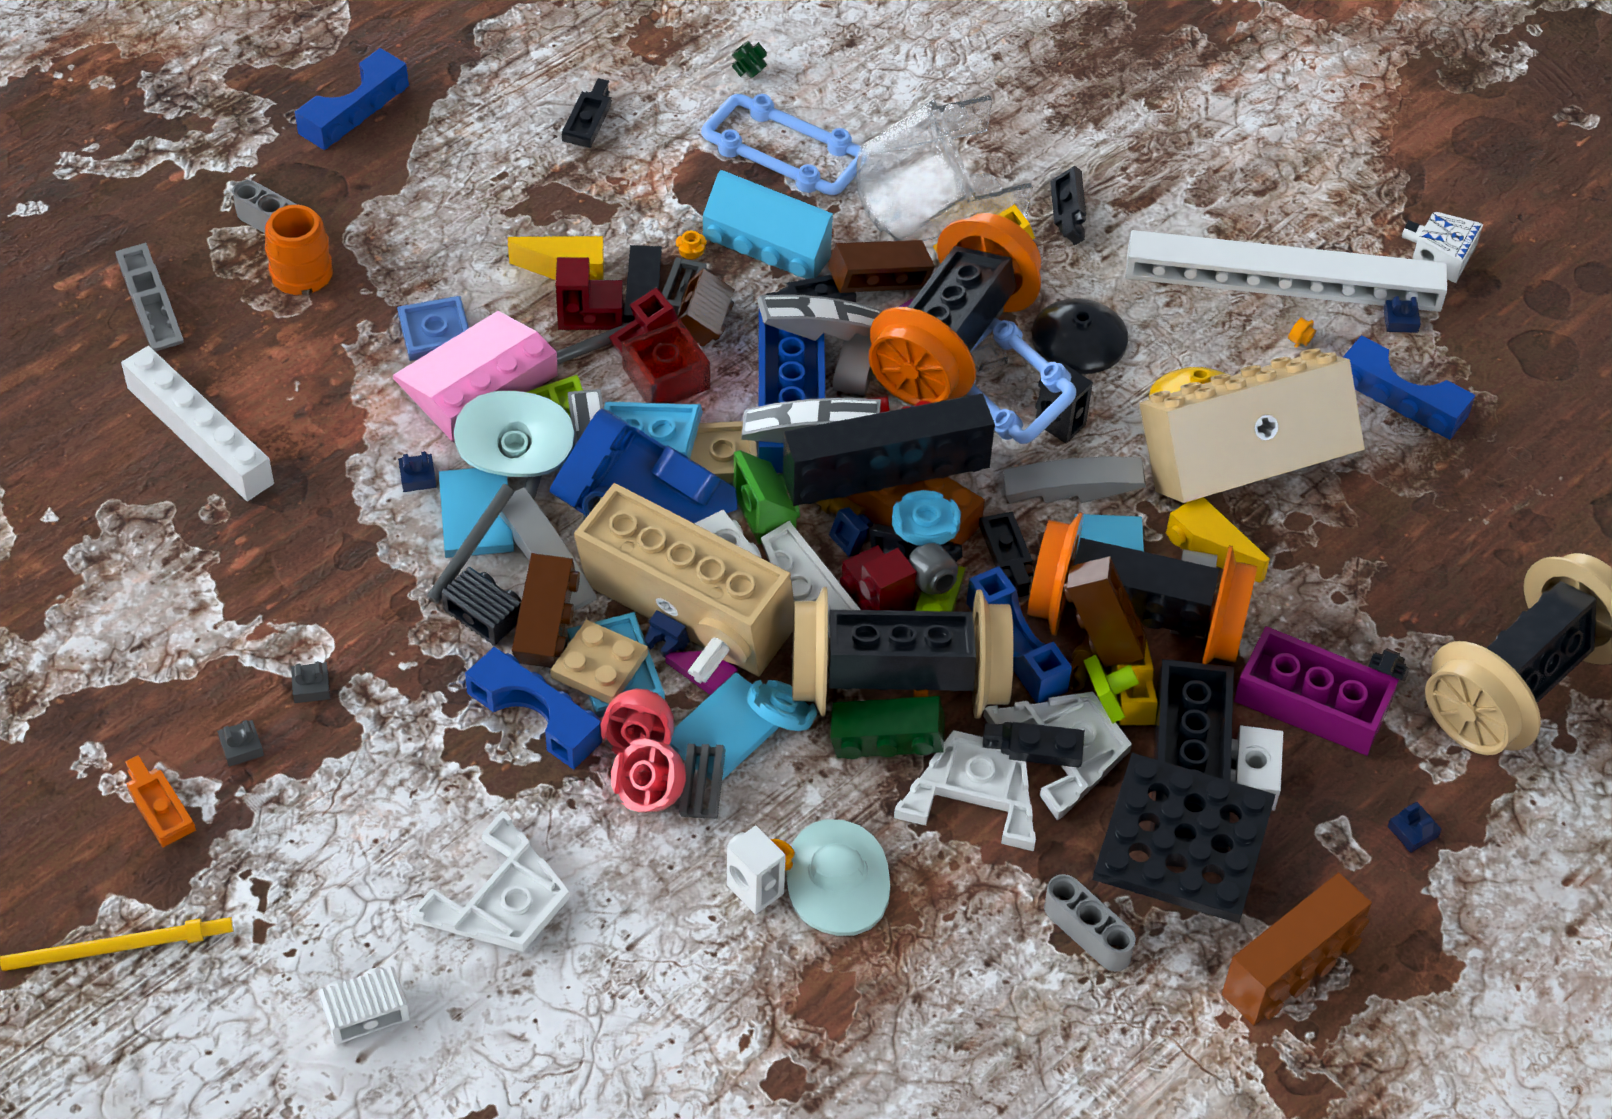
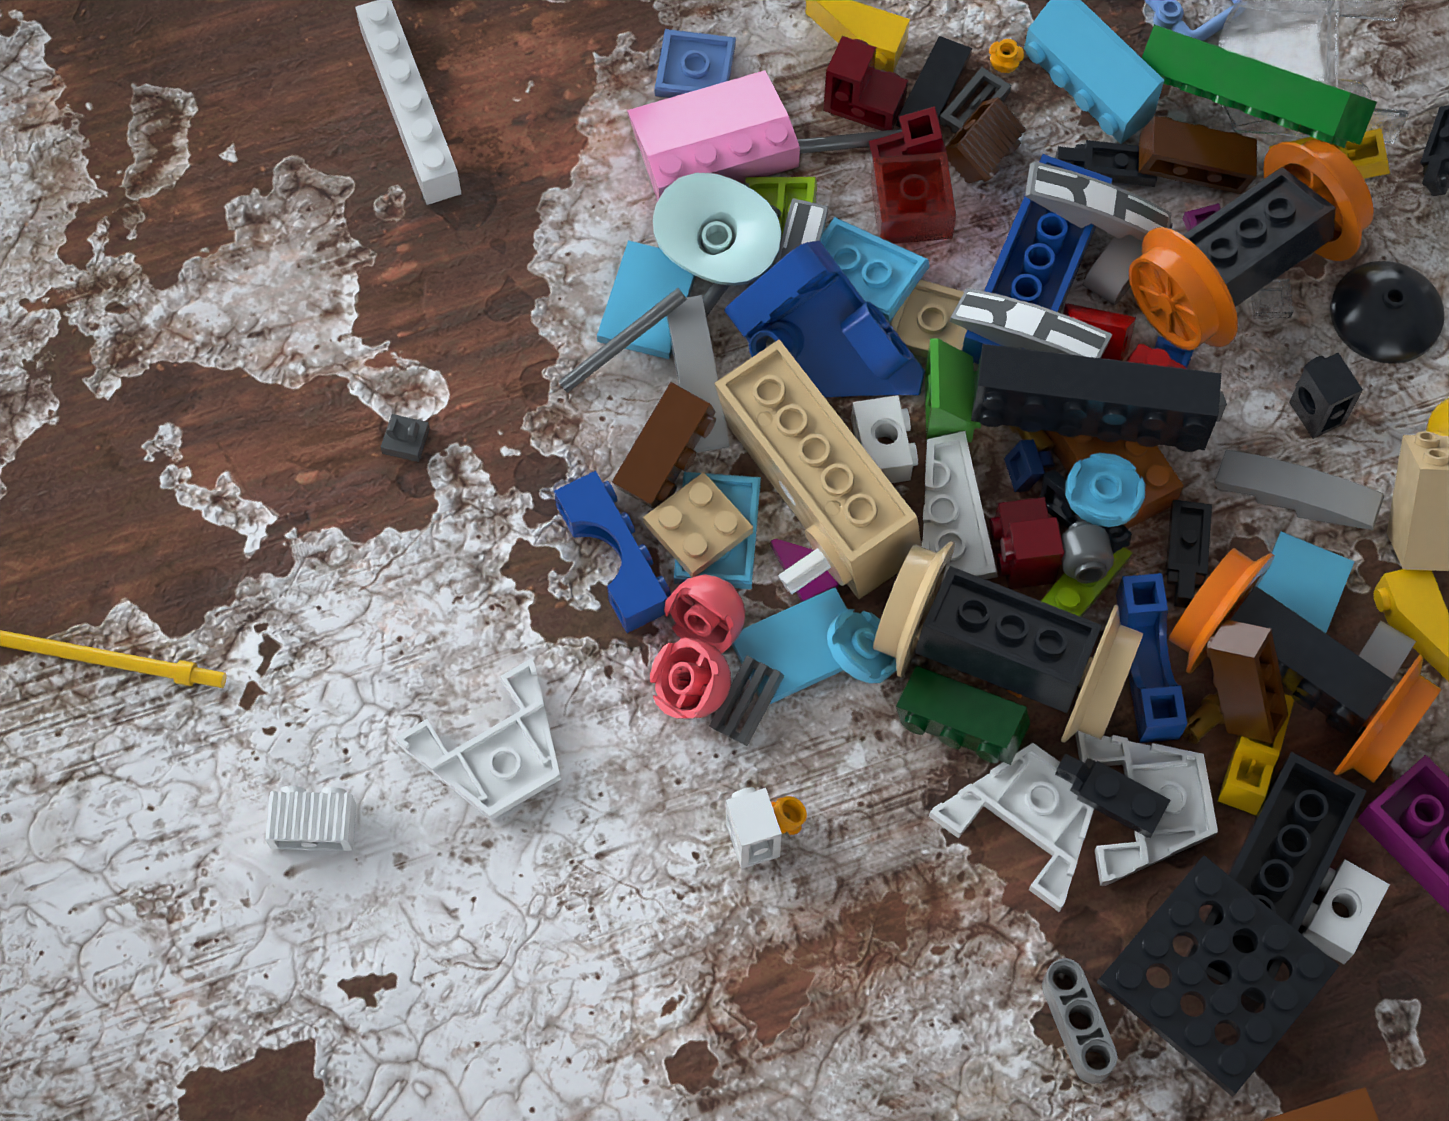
camera: 25 degrees right, 15 degrees up
(158, 803) = (204, 519): orange hinge -> none
(240, 743) = (310, 481): dark grey tile -> none
(417, 472) = (607, 233): dark blue tile -> none
(482, 605) = (607, 413): black brick -> none
(667, 630) = (779, 509): dark blue tile -> none
(838, 878) = (842, 862): light aqua hat -> none
(908, 195) = (1258, 88): none -> green brick
(1053, 376) = (1317, 371): light blue bar -> none
(1110, 685) = (1219, 757): lime tile -> none

